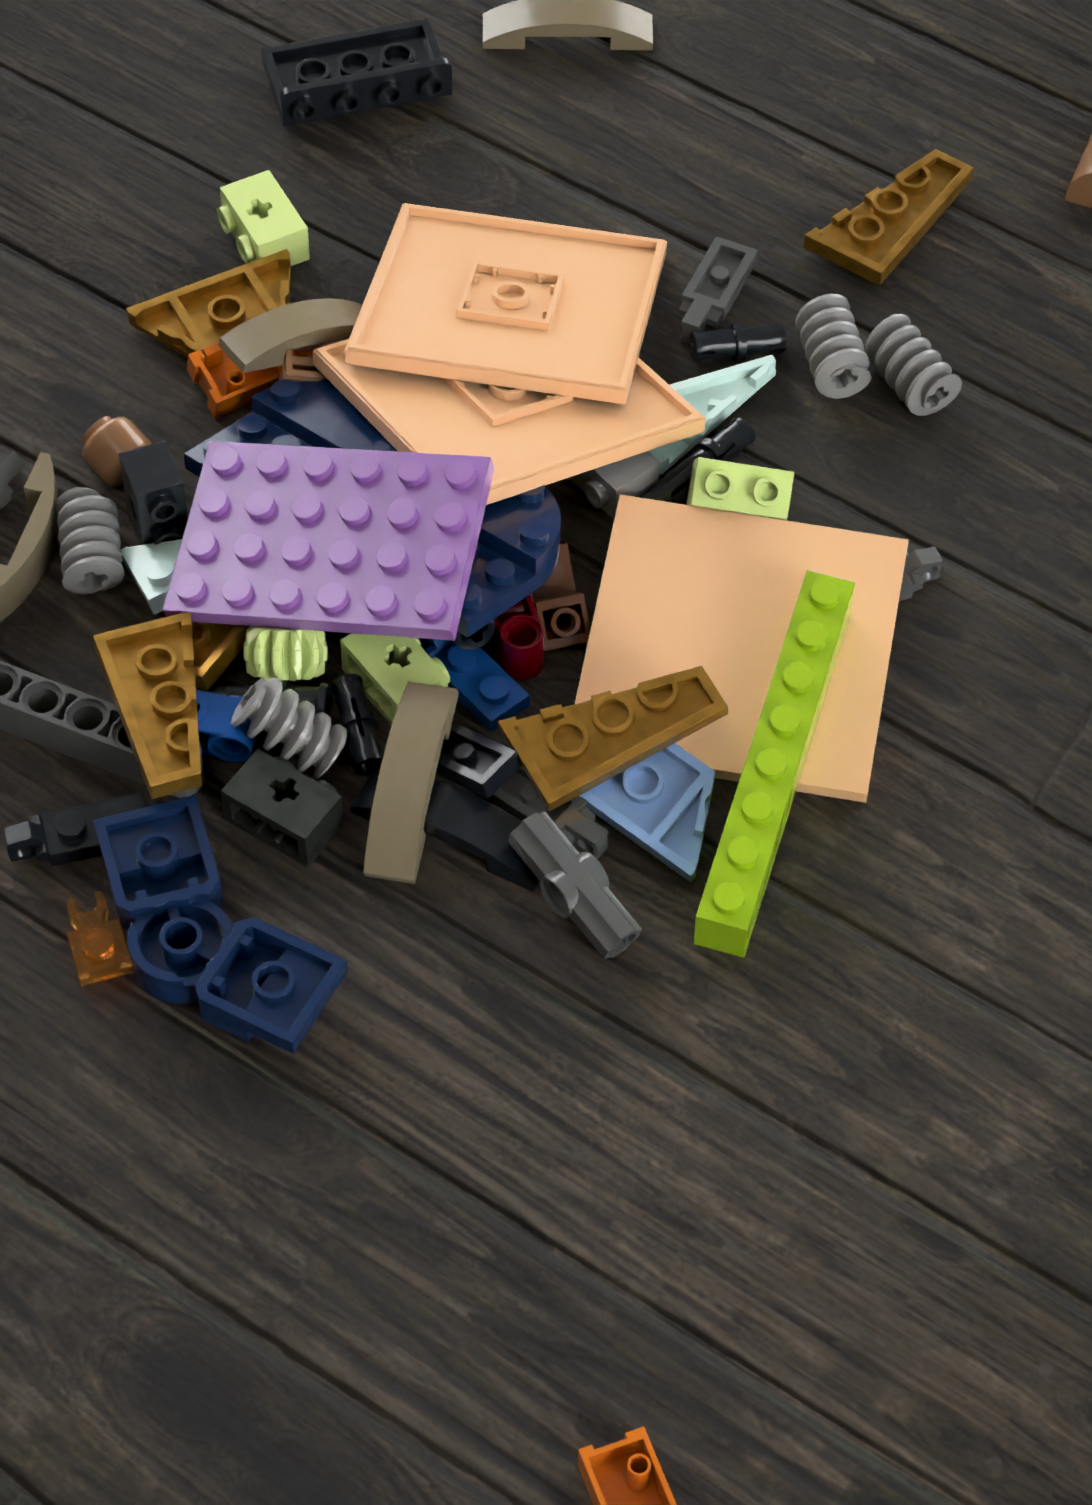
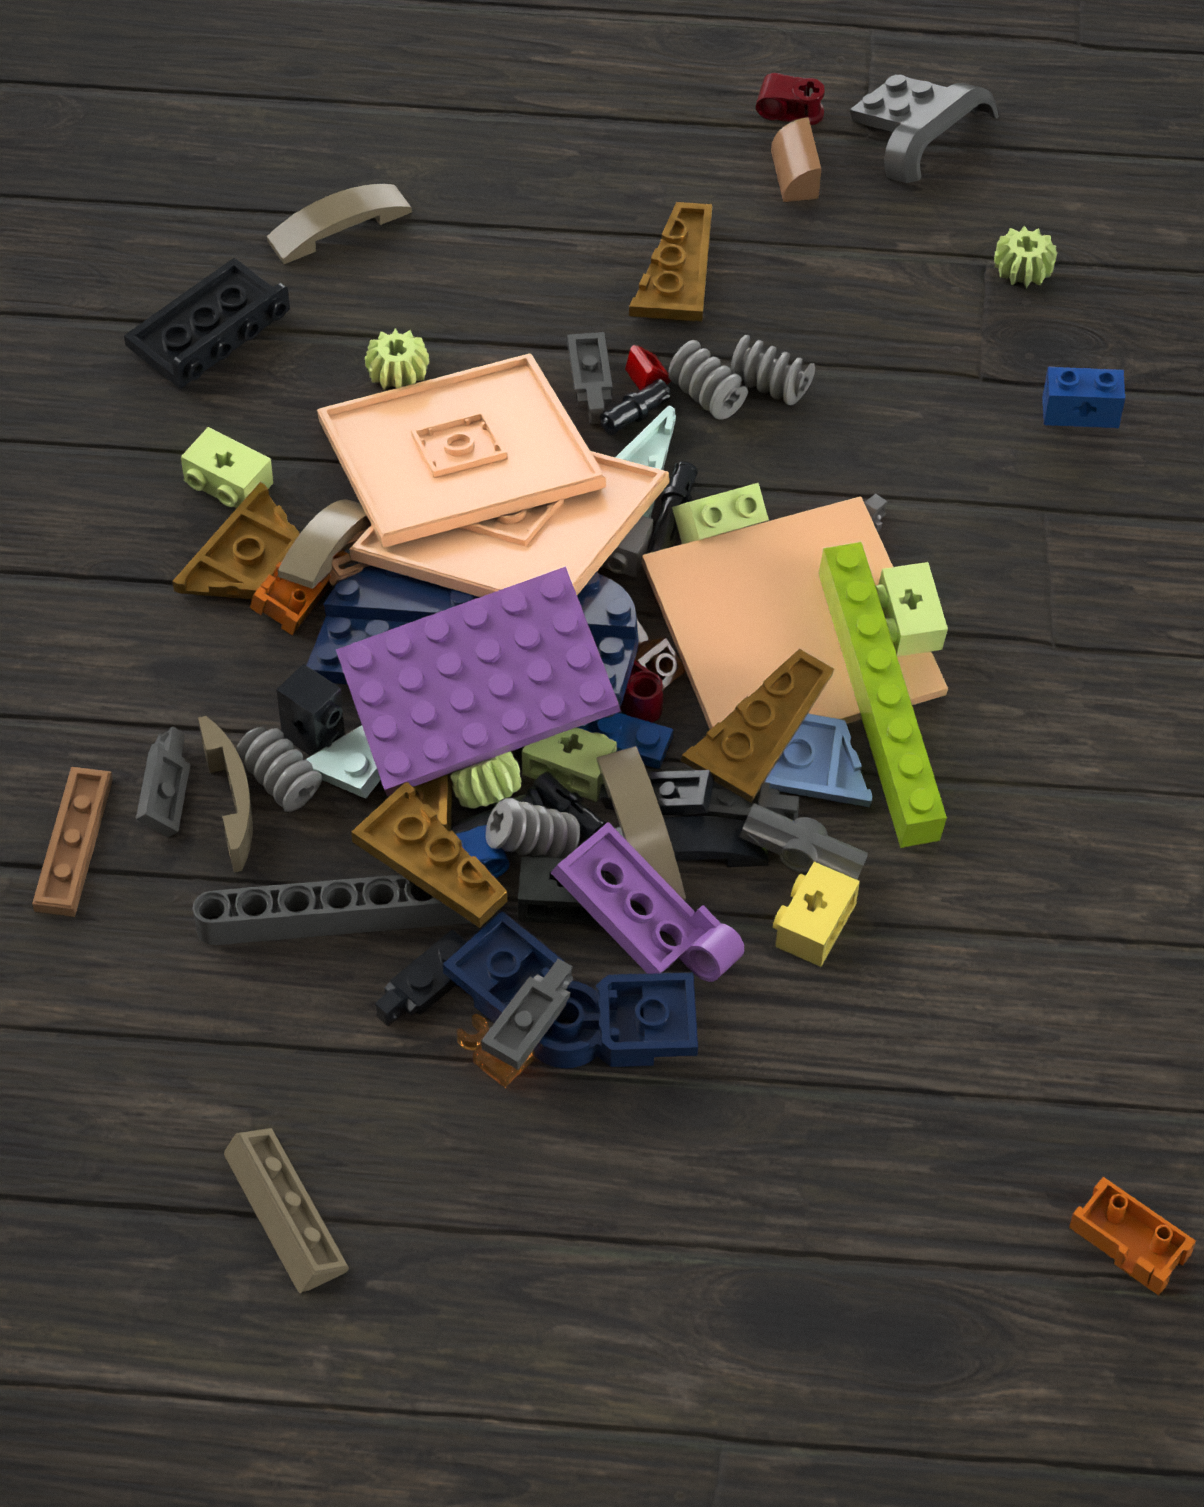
camera: 30 degrees left, 0 degrees up
(105, 441) = (247, 691): medium nougat head -> none
(133, 916) = (529, 1015): none -> dark grey hinge
(389, 936) = (699, 937): none -> medium lavender hinge
(519, 187) = (396, 359): none -> yellowish green gear
(538, 967) = (816, 913): none -> light yellow brick
(781, 305) = (645, 367): none -> red slope
(869, 710) = (912, 609): none -> yellowish green brick

